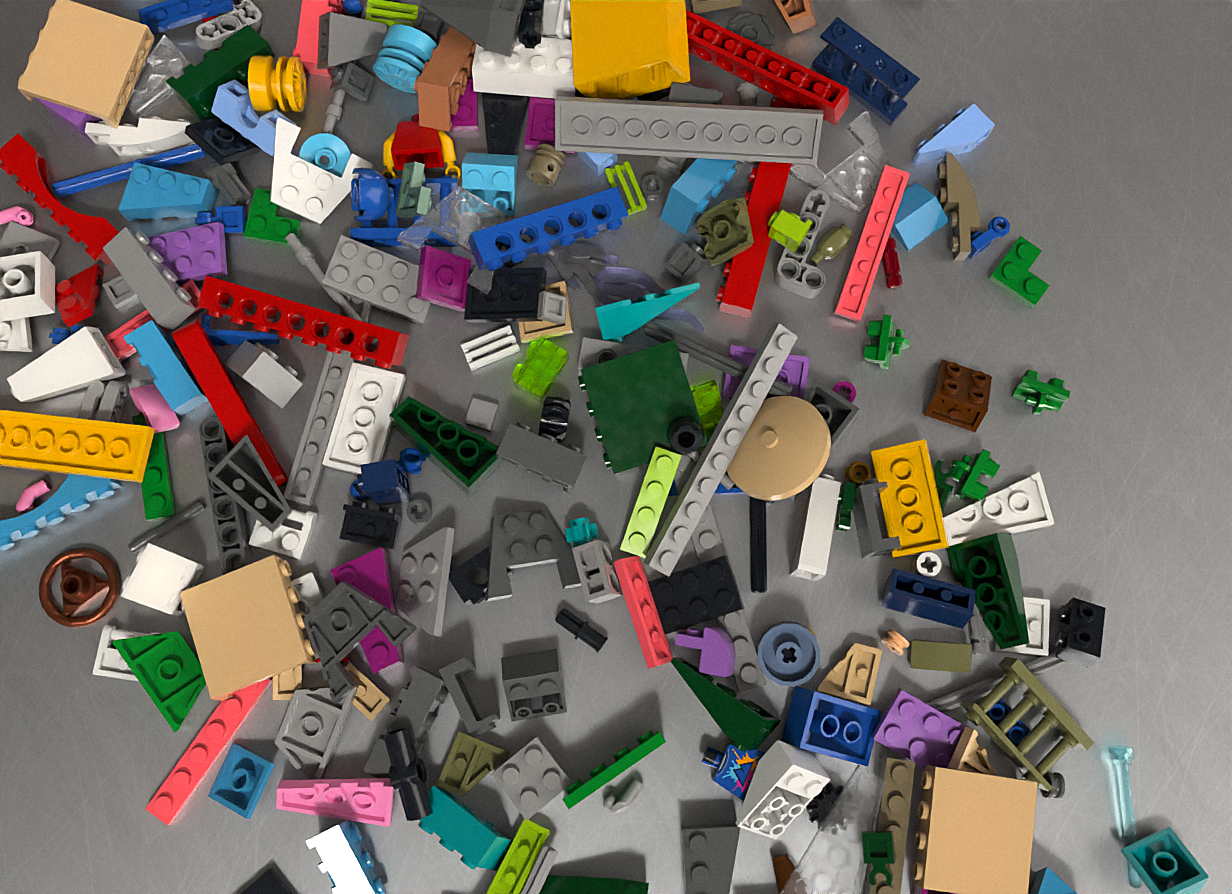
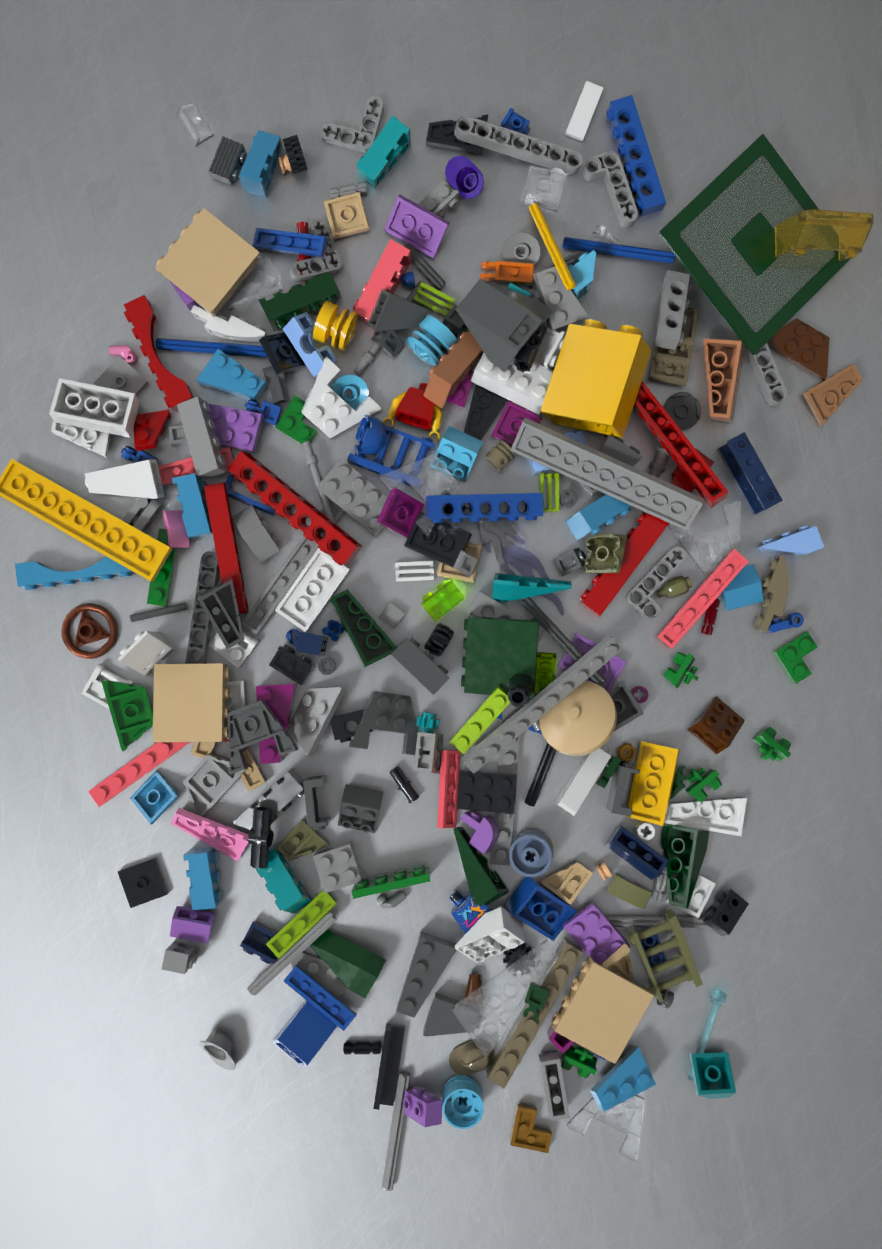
camera: 20 degrees right, 10 degrees up
(26, 500) = (74, 557): bright pink arm -> none
(413, 198) = (397, 450): sand green plate -> none
(788, 229) = (647, 570): lime brick -> none

